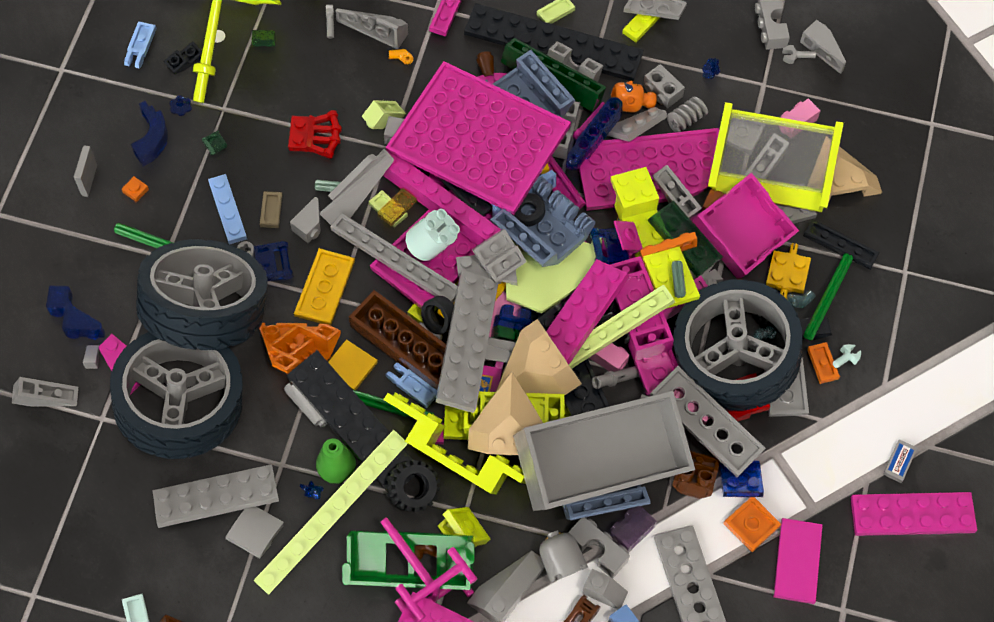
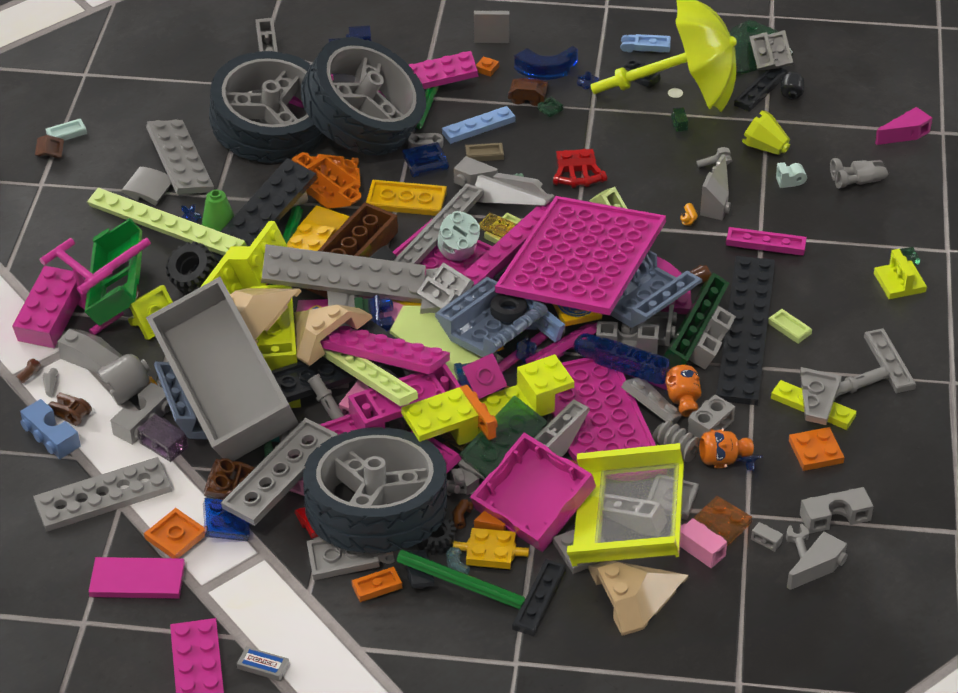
camera: 85 degrees right, 20 degrees down
(141, 236) = (445, 70): none -> dark pink plate
(186, 157) = (528, 89): none -> reddish brown slope
(383, 374) = (310, 236): none -> yellow plate
(604, 589) = (96, 421): light grey slope -> none
(678, 279) = (431, 409): sand green axle -> none
(700, 22) = (816, 448): none -> orange plate
(701, 82) = (723, 447): none -> orange piece
(759, 270) = (487, 521): none -> orange piece
(771, 100) = (724, 519): none -> clear orange plate
(792, 74) = (767, 536): none -> light grey piece
(846, 349) = (387, 604): light aqua bar -> none

